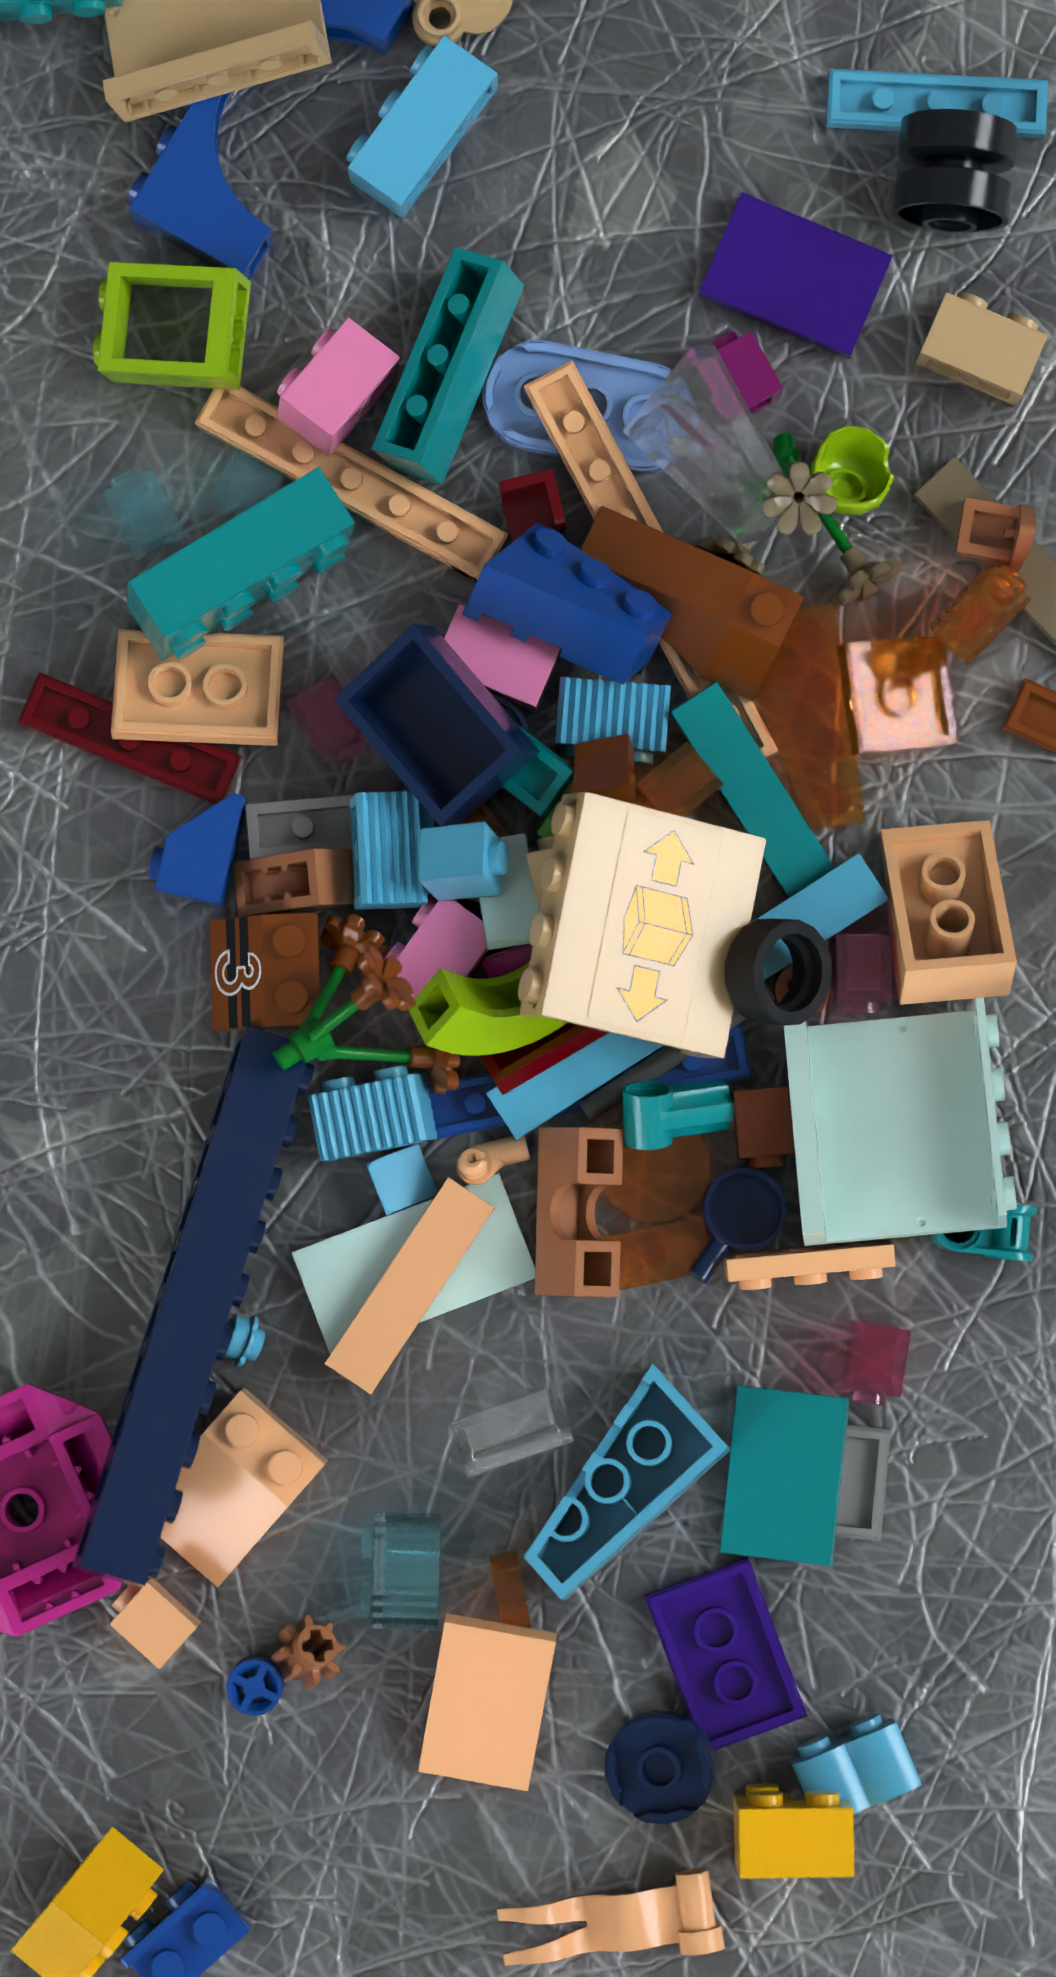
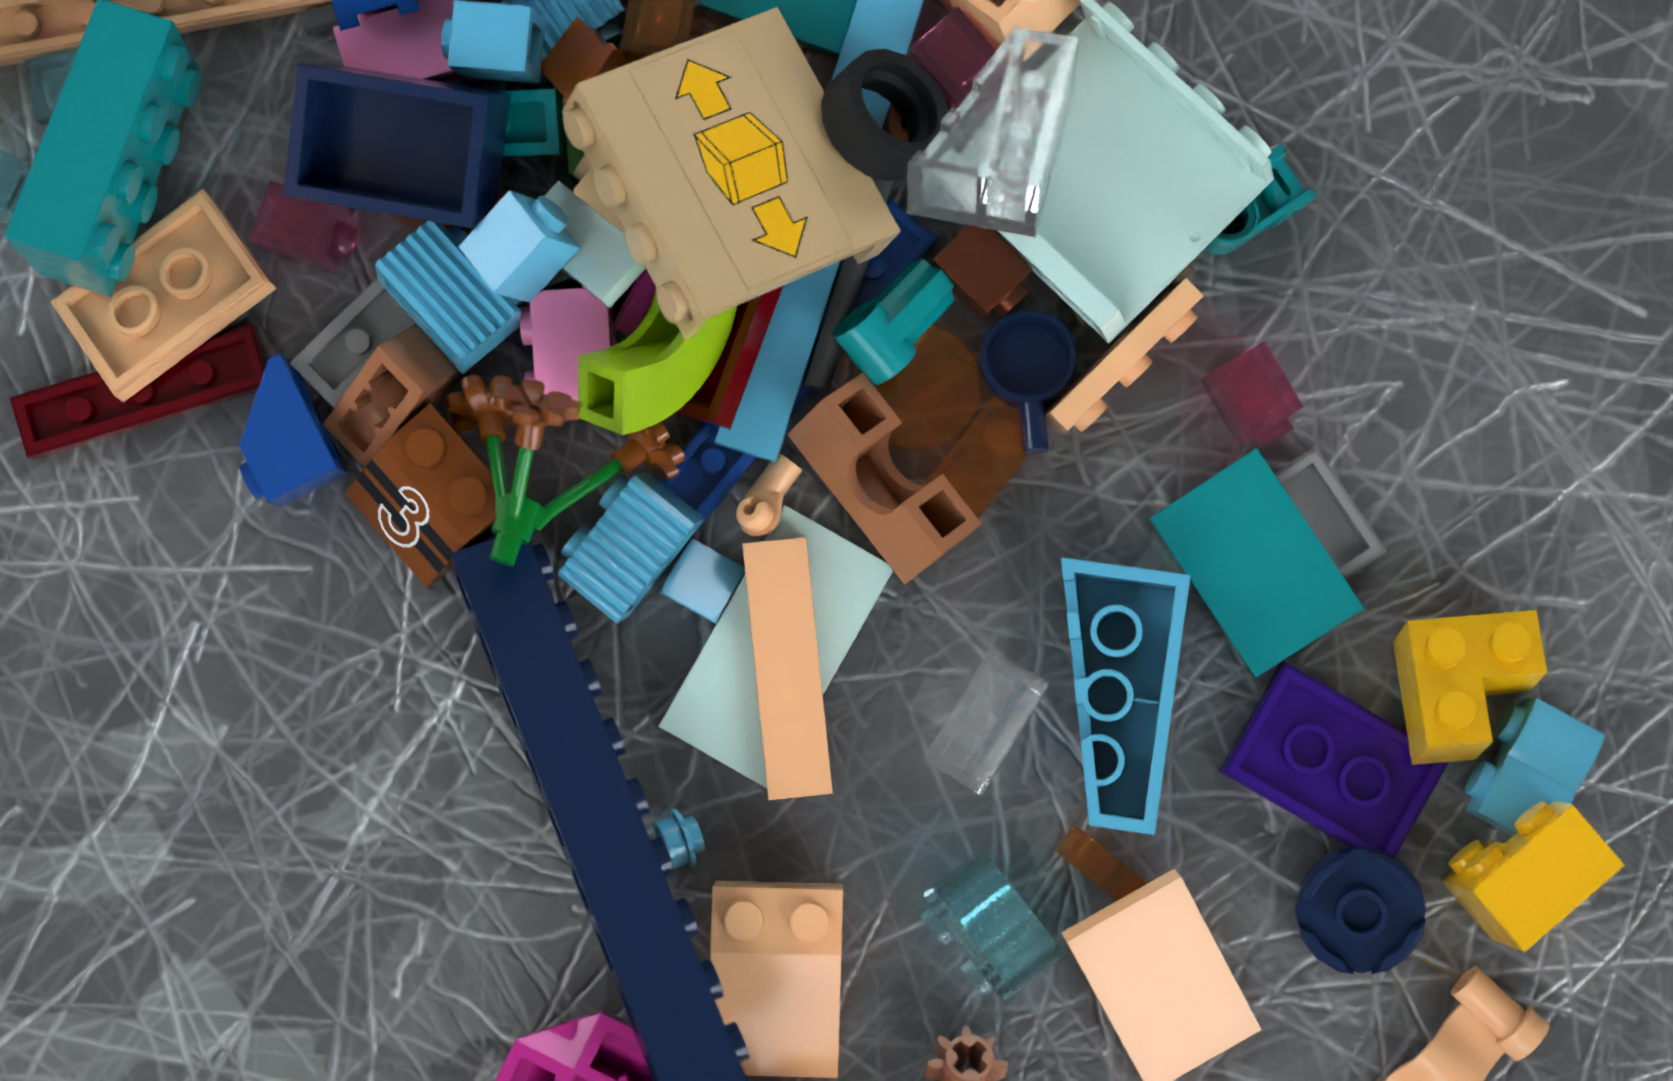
camera: 40 degrees left, 0 degrees up
(557, 708) = (494, 41): none -> medium azure brick
(842, 1053) = (1002, 141): none -> clear wedge
(854, 1654) = (1449, 670): none -> yellow brick

